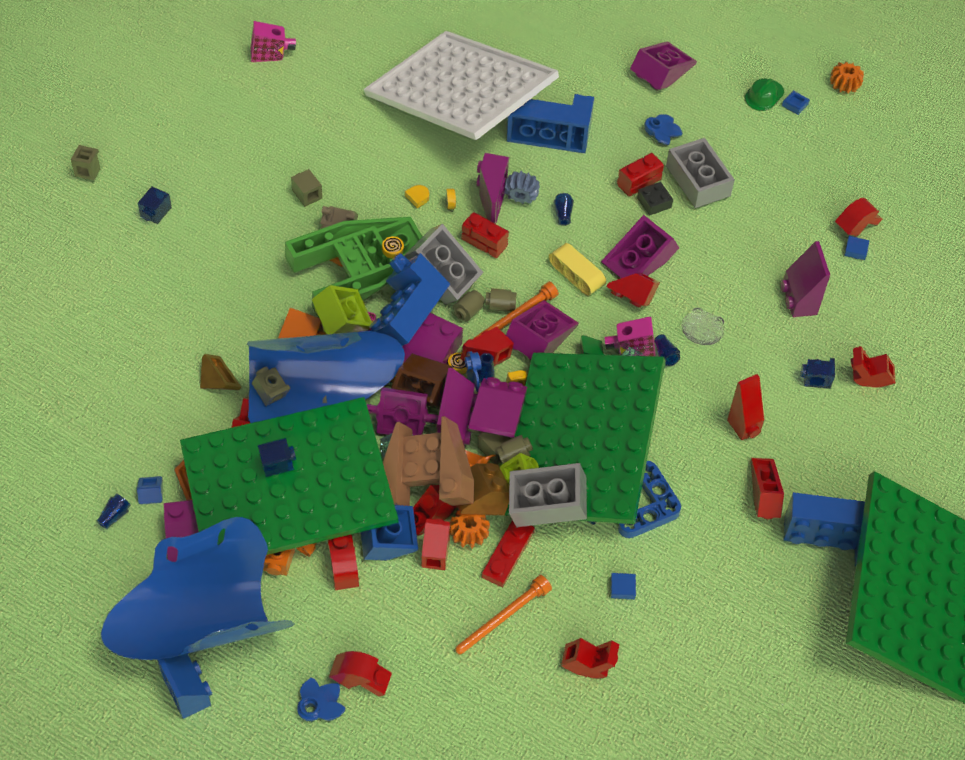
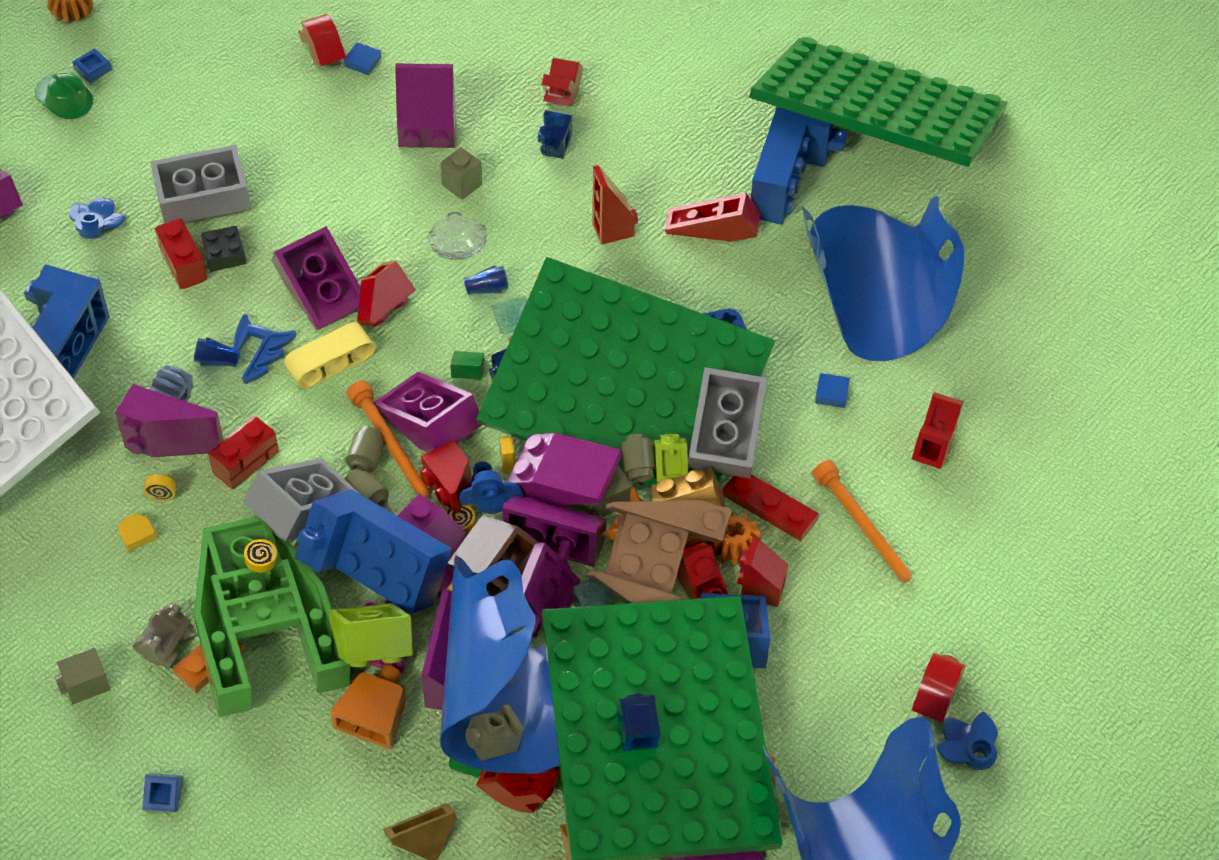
camera: 80 degrees left, 0 degrees up
(236, 242) = (162, 792): none -> blue slope
(343, 562) = (780, 686): red brick -> none
(571, 237) = (267, 353): none -> blue piece
(634, 334) = (471, 306): dark pink torso -> none
(728, 583) = (886, 277): none -> blue piece
(760, 318) = (461, 173): none -> olive brick

